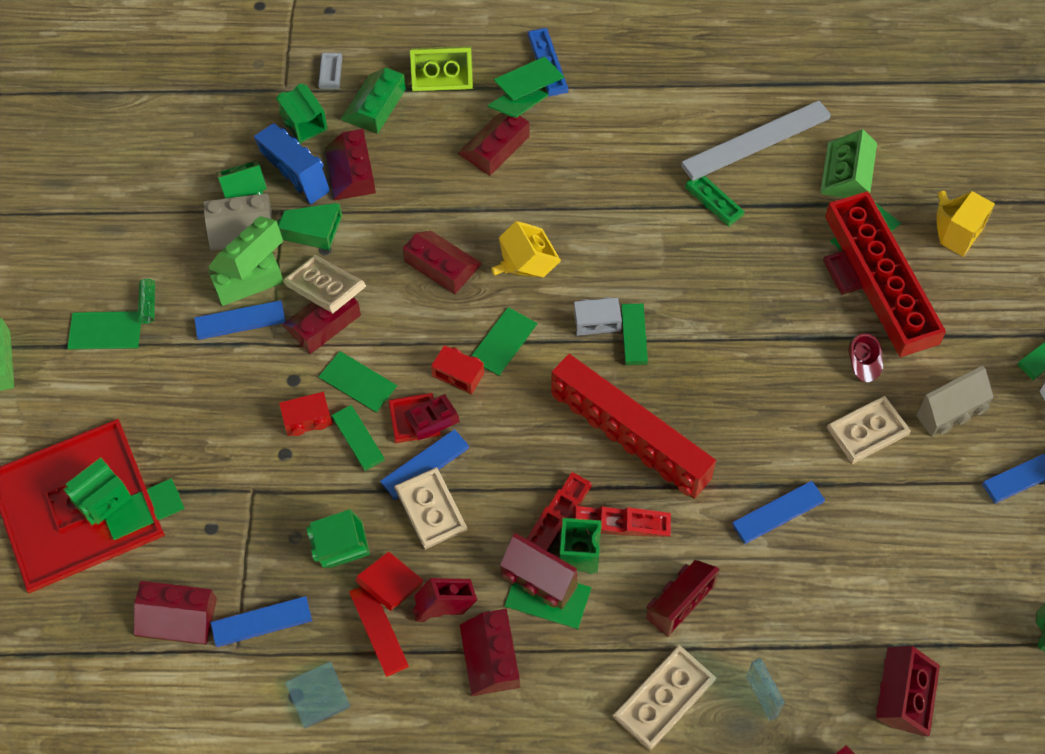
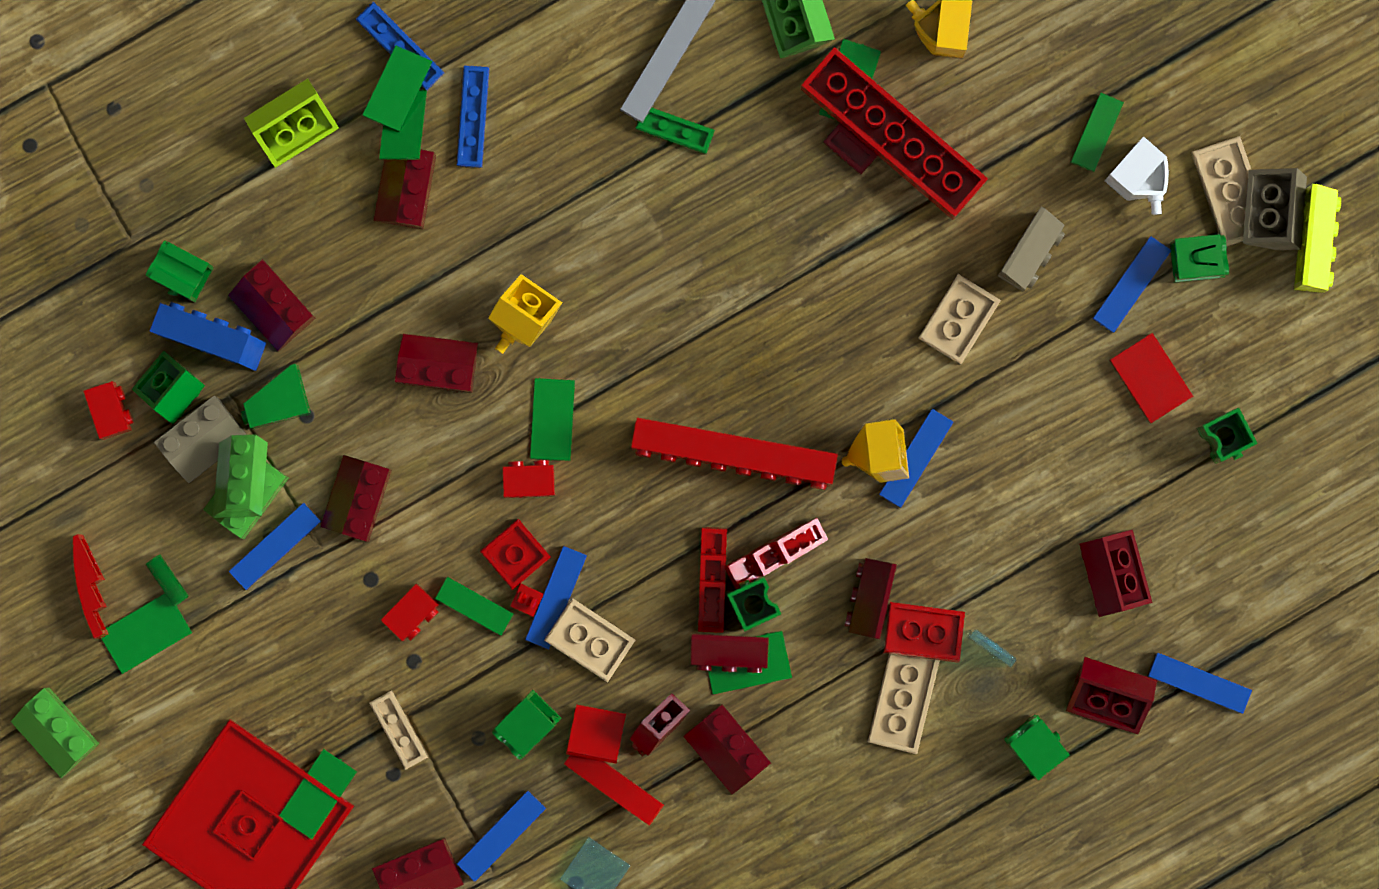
camera: 30 degrees left, 25 degrees up
(91, 269) = (87, 576): none -> red slope
(97, 492) = (271, 809): green piece -> none
(189, 173) = (108, 410): none -> red brick
(238, 496) = (398, 730): none -> tan tile
(324, 283) = (340, 466): tan tile -> none
(330, 71) = (169, 191): light grey tile -> none
(358, 381) = (435, 545): green piece -> none
(375, 100) = (243, 206): green slope -> none
(400, 453) = (527, 600): none -> red tile
(422, 422) = (542, 536): dark red piece -> none
(571, 124) = (473, 116): none -> blue tile
(597, 316) = (632, 342): light grey brick -> none
(634, 334) = (679, 340): green tile -> none
(712, 650) = (924, 632): none -> red tile
(752, 483) = (880, 451): none -> yellow piece
(866, 357) = (920, 242): dark red cap -> none
(1013, 553) = (1151, 378): none -> red tile

